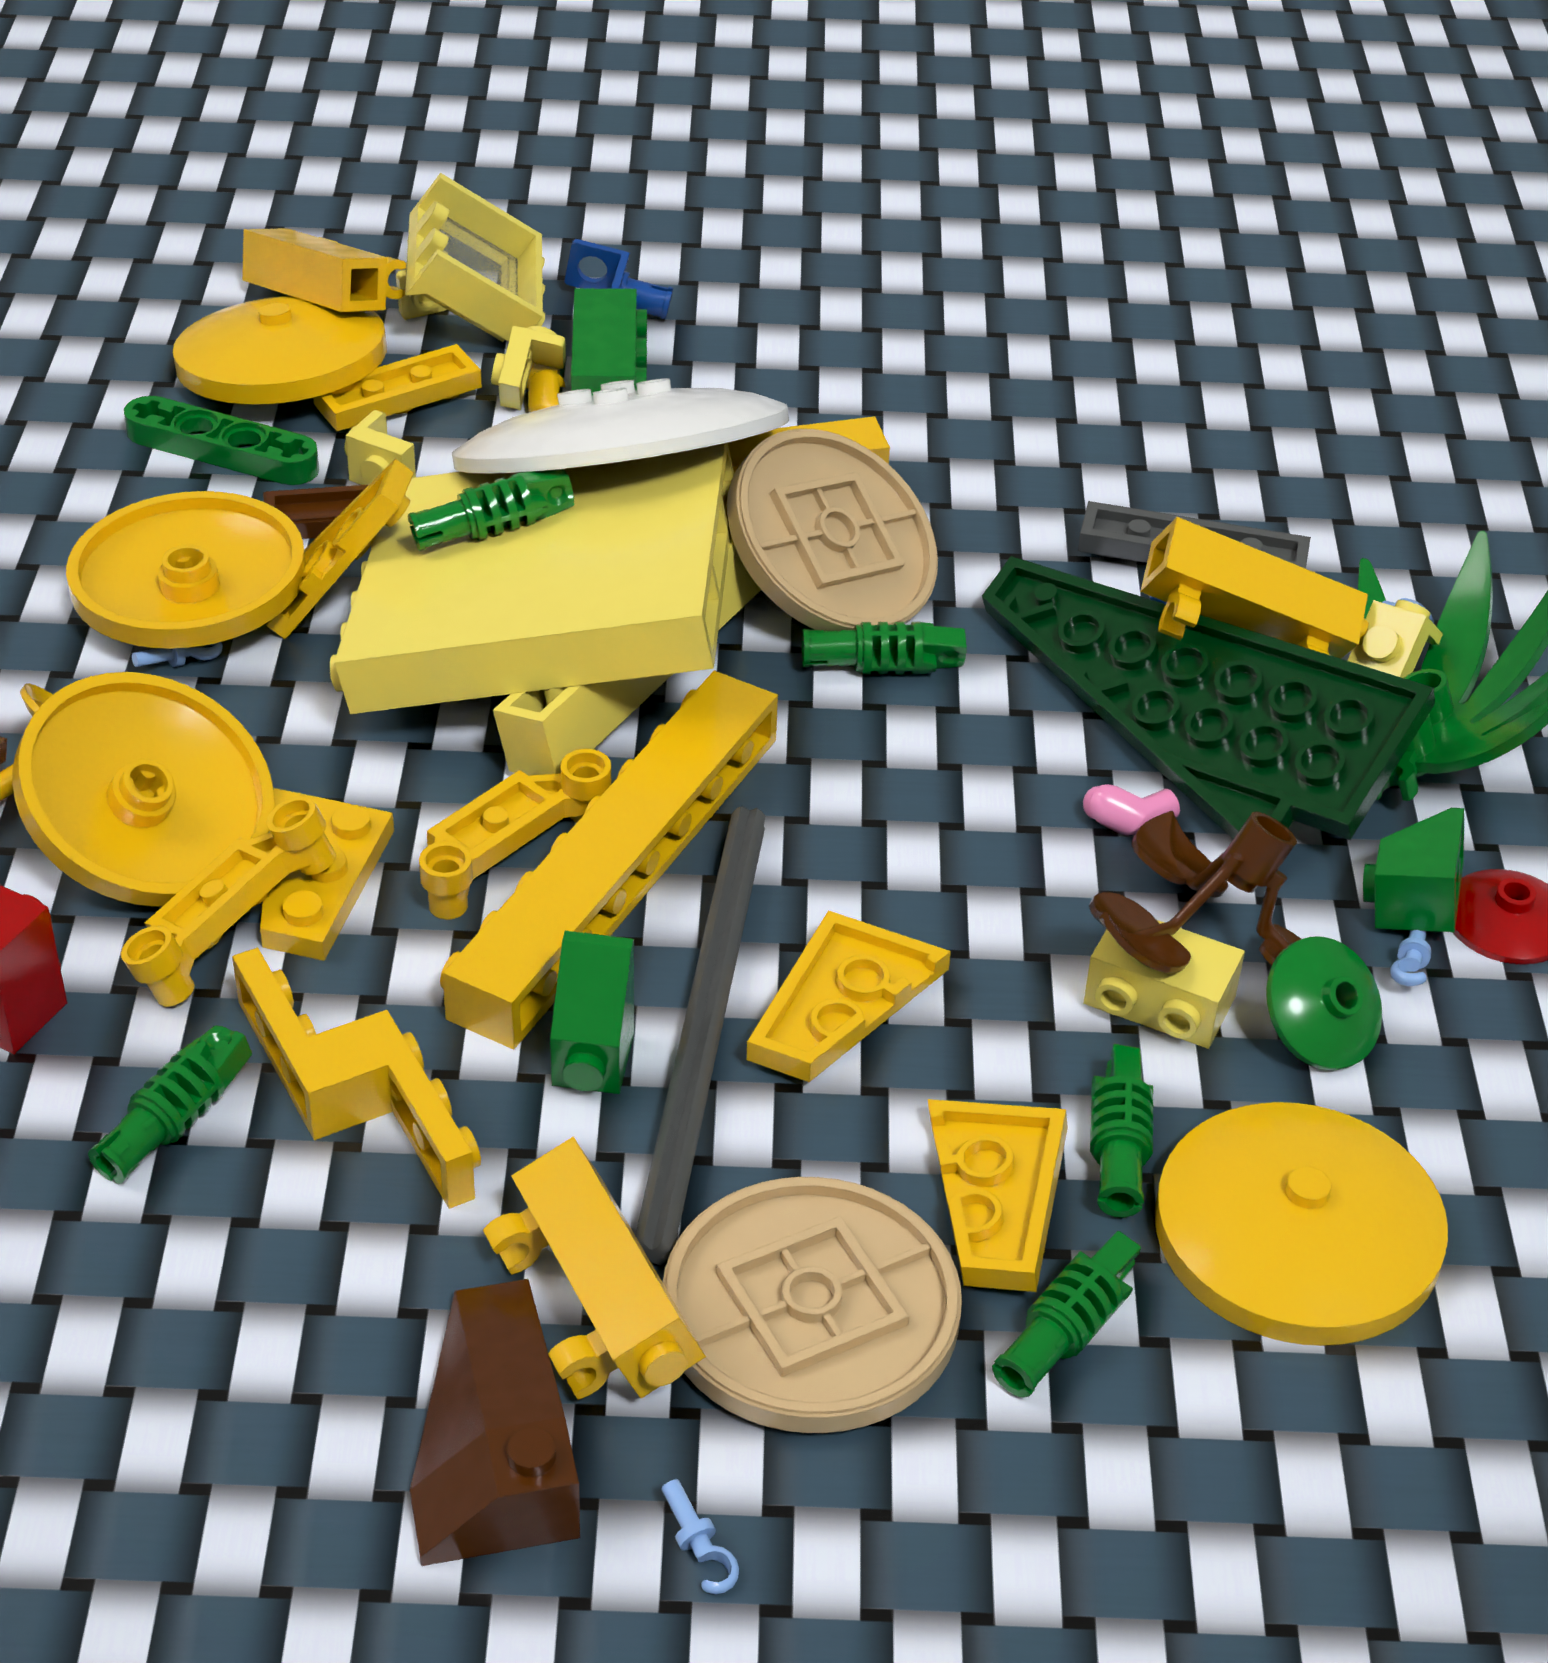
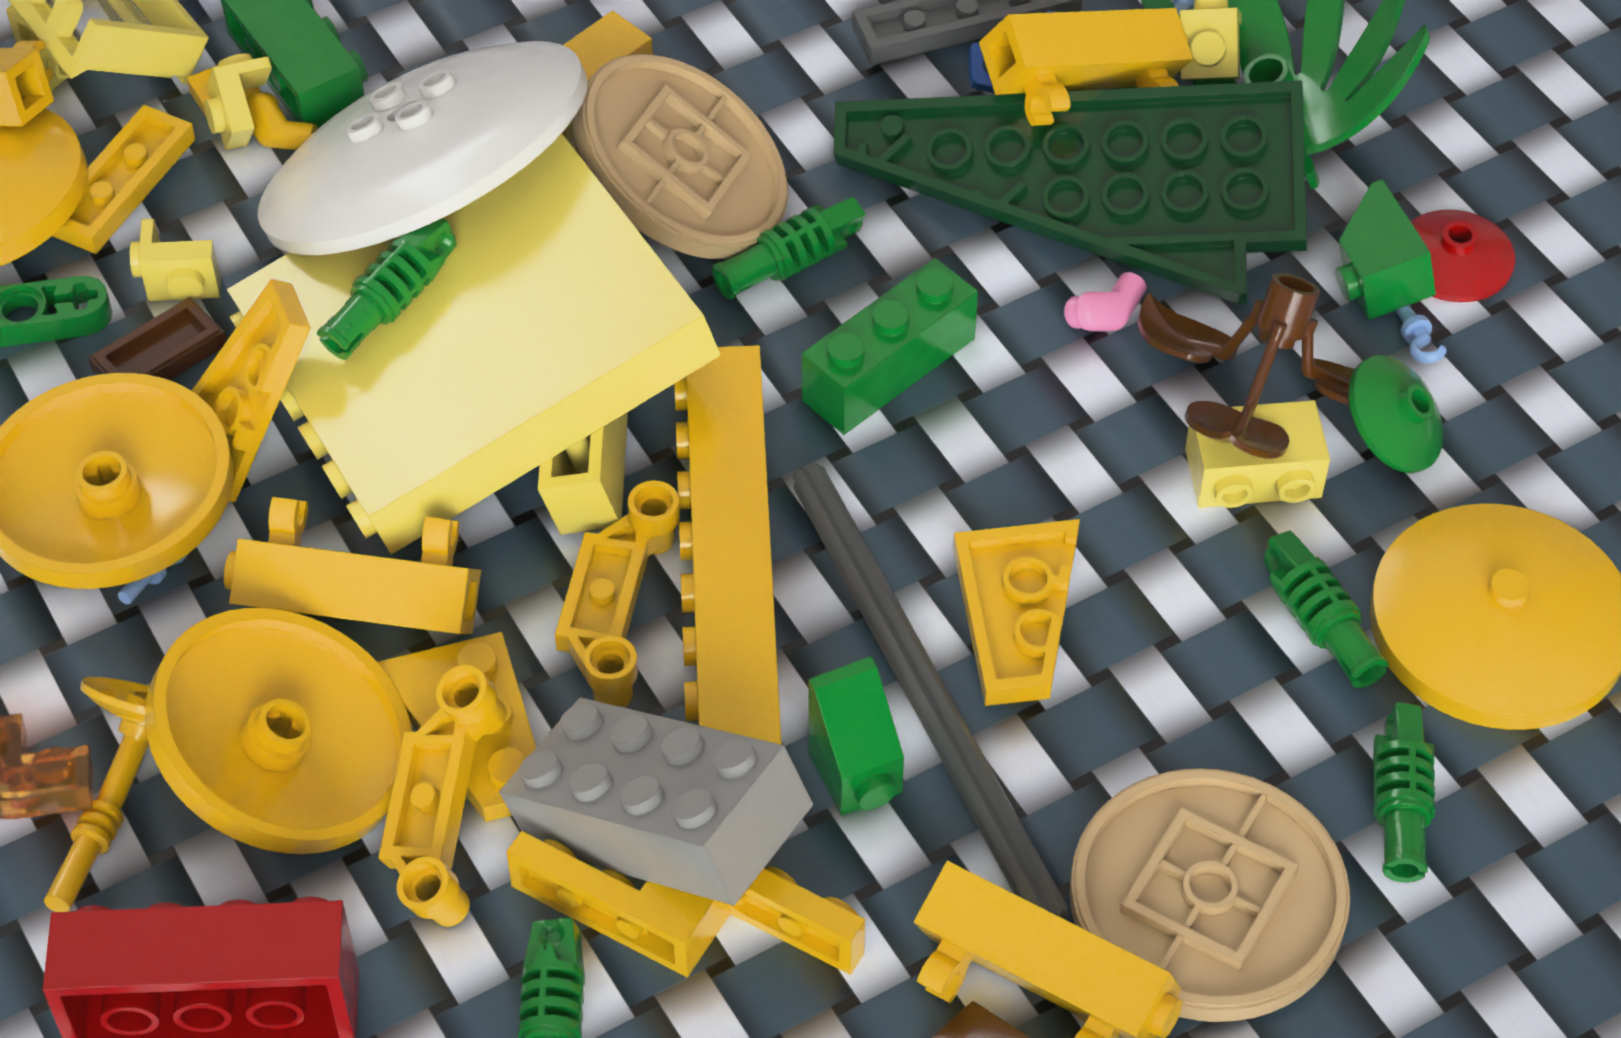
camera: 30 degrees left, 10 degrees up
(306, 725) = (352, 584): none -> yellow brick
(376, 969) = (659, 798): none -> light grey piece
(899, 749) = (889, 346): none -> green brick
(999, 1186) = (1270, 710): yellow wing -> none

